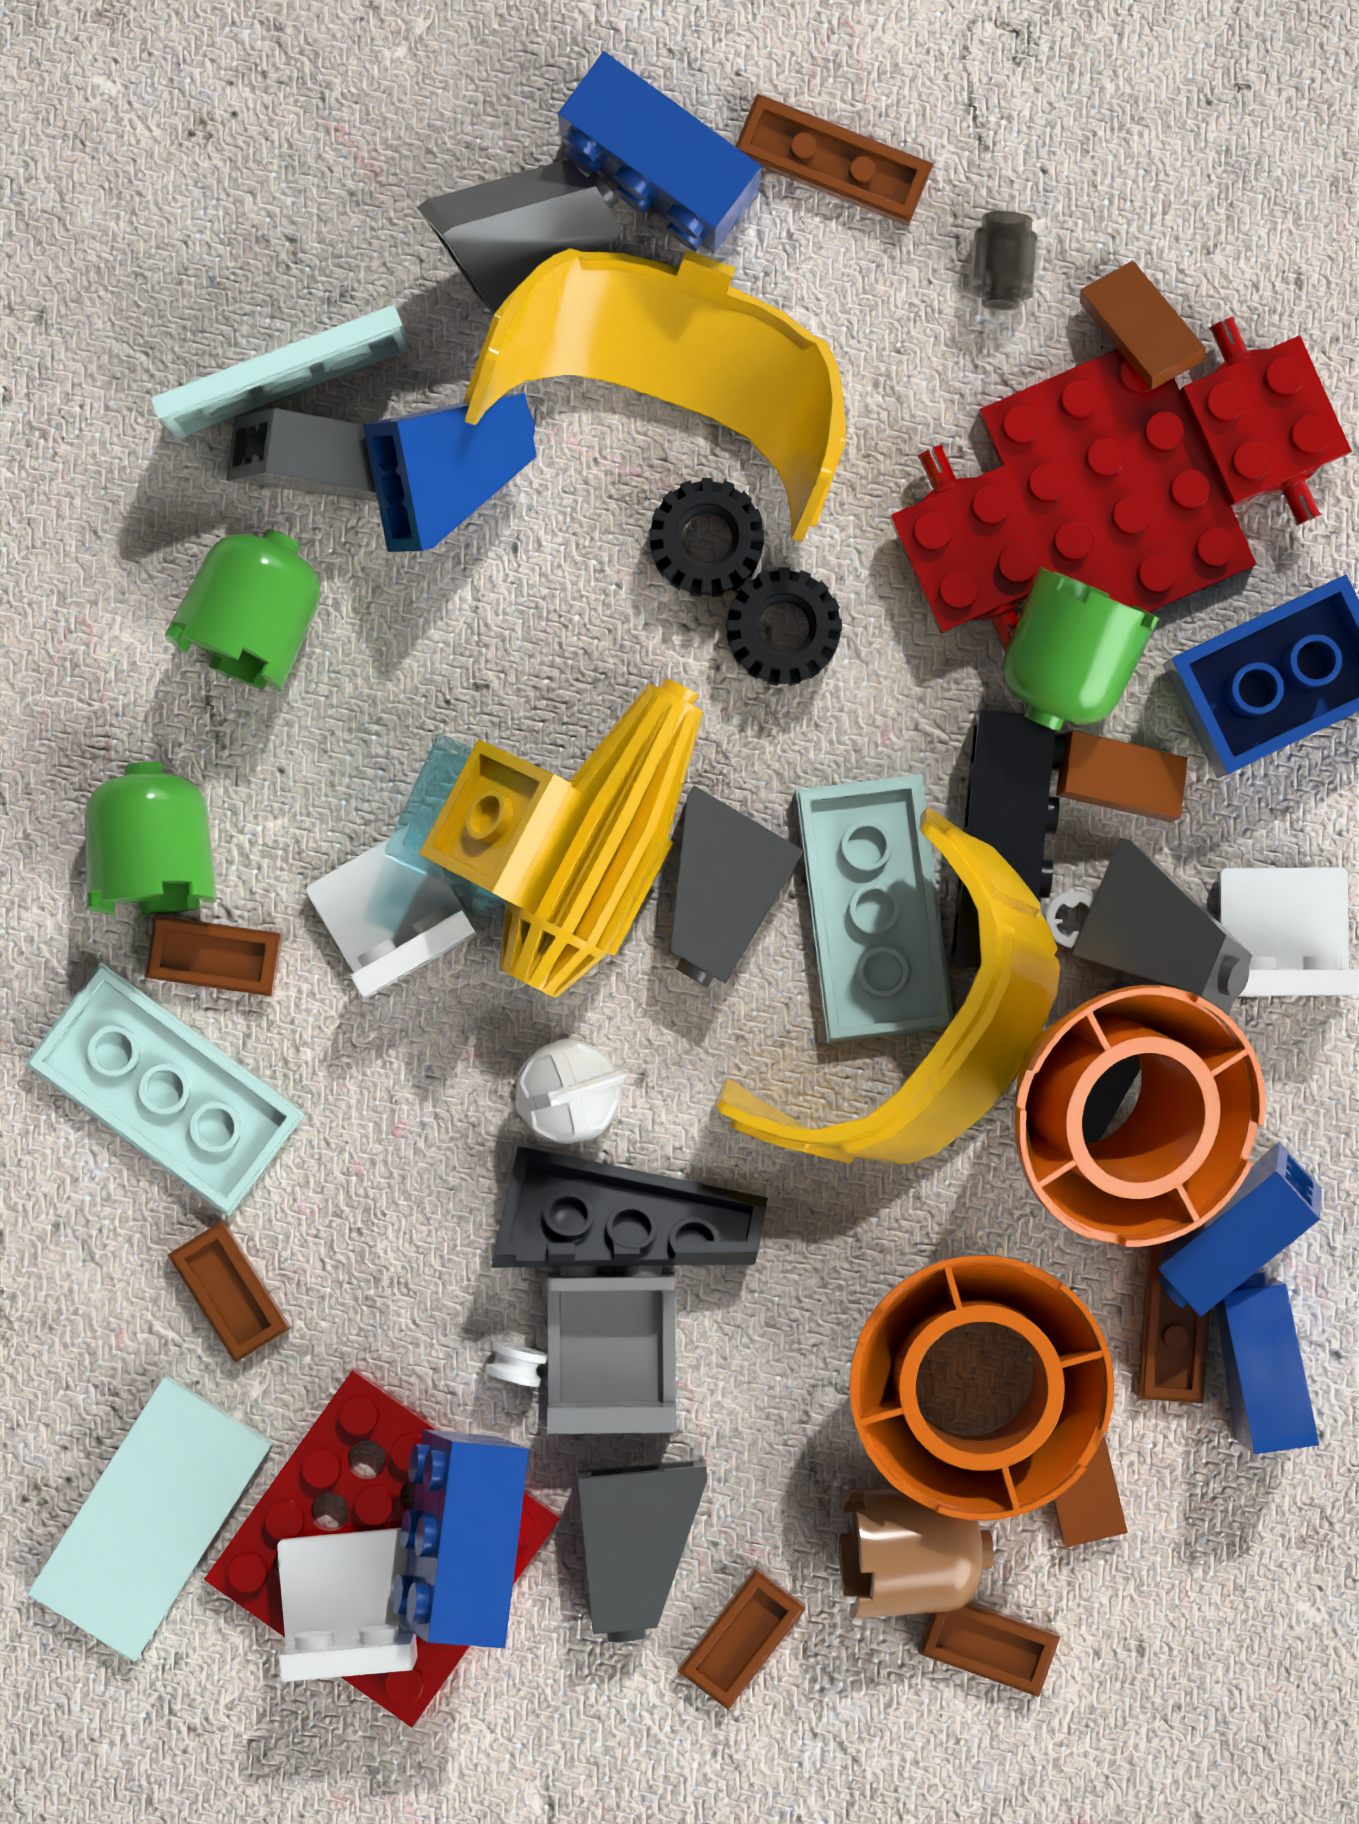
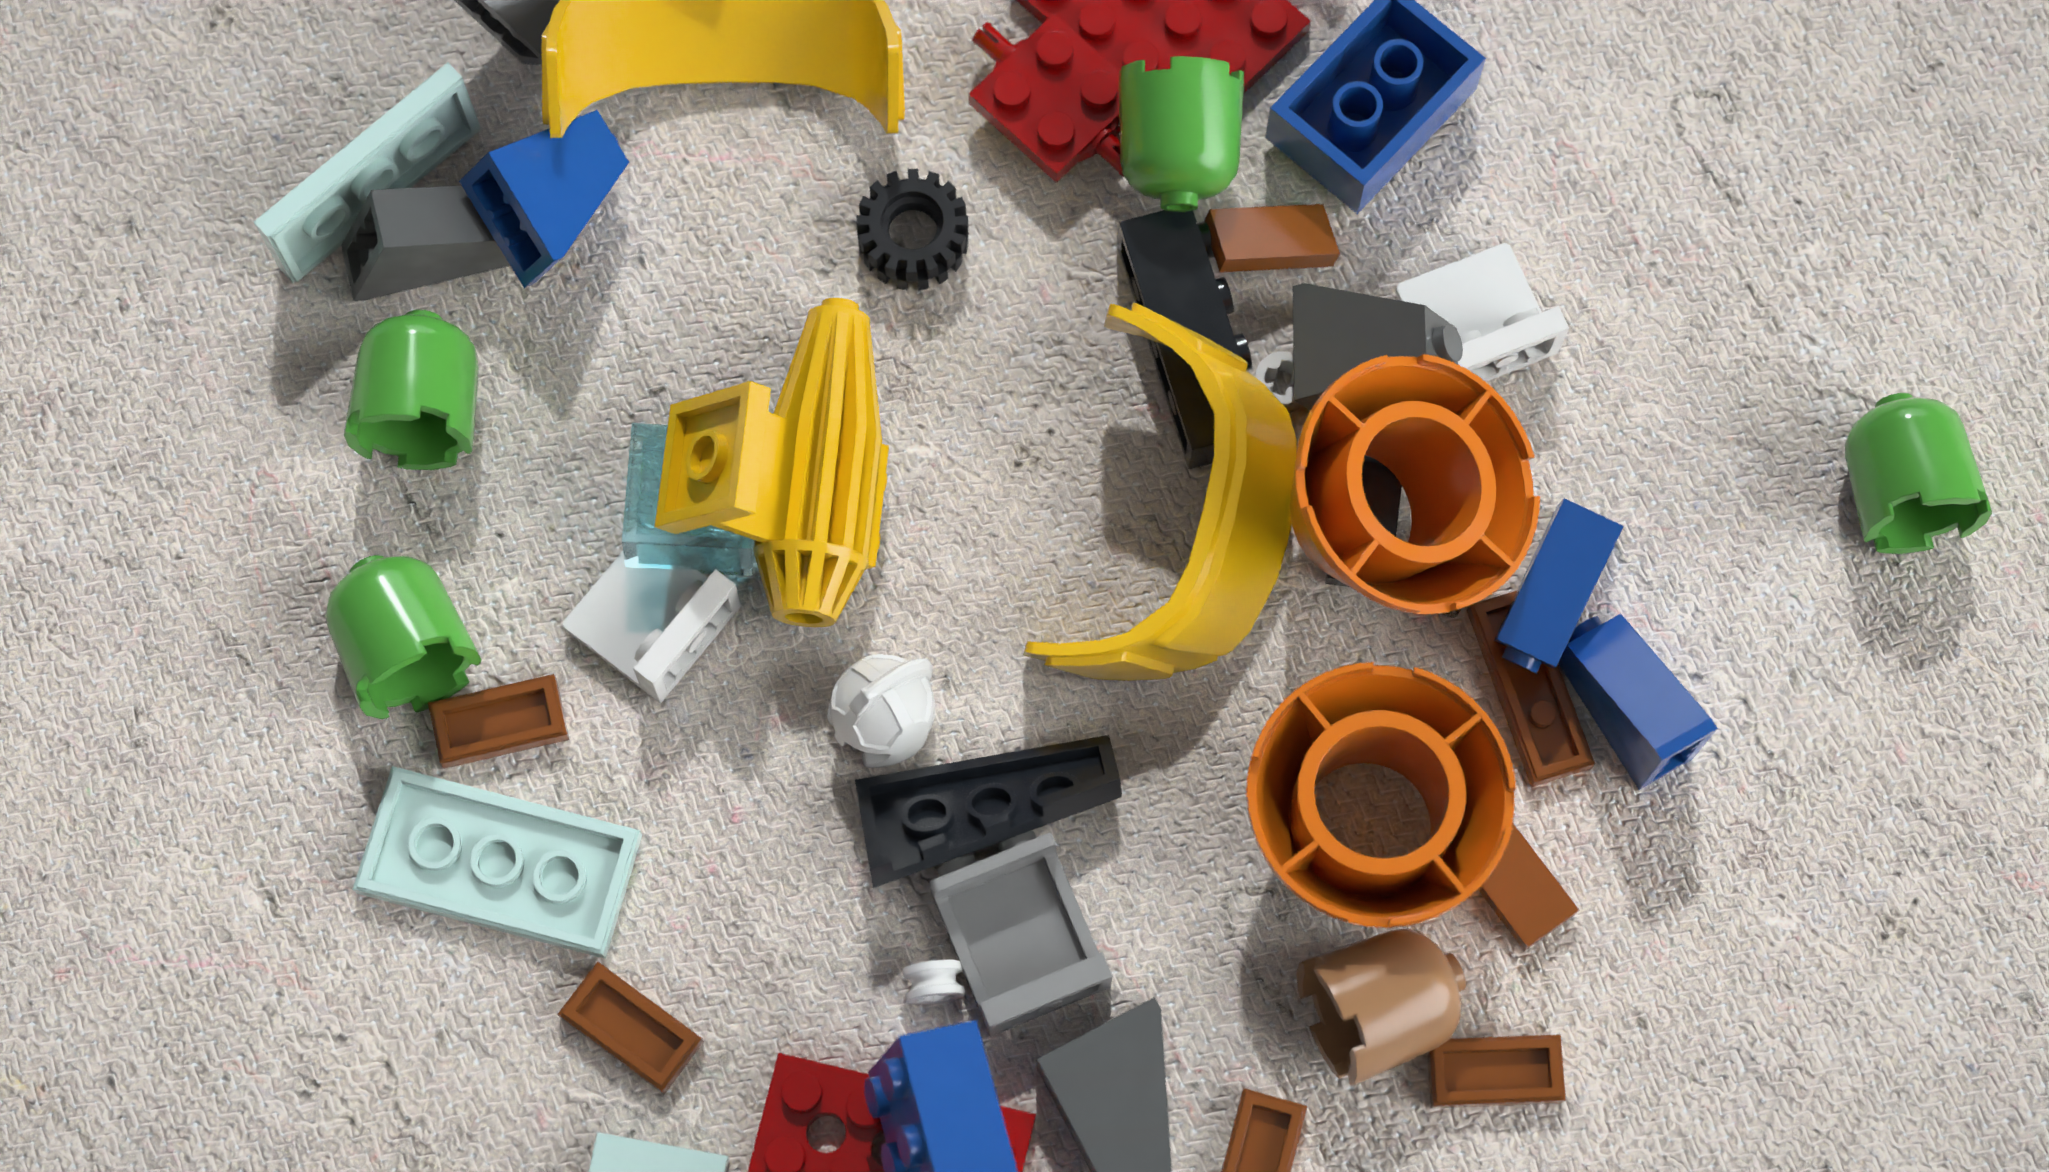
camera: 20 degrees left, 15 degrees down
(714, 499) = (805, 147): black tyre -> none
(724, 886) = (952, 468): dark grey slope -> none
(874, 908) = (1097, 443): light aqua tile -> none

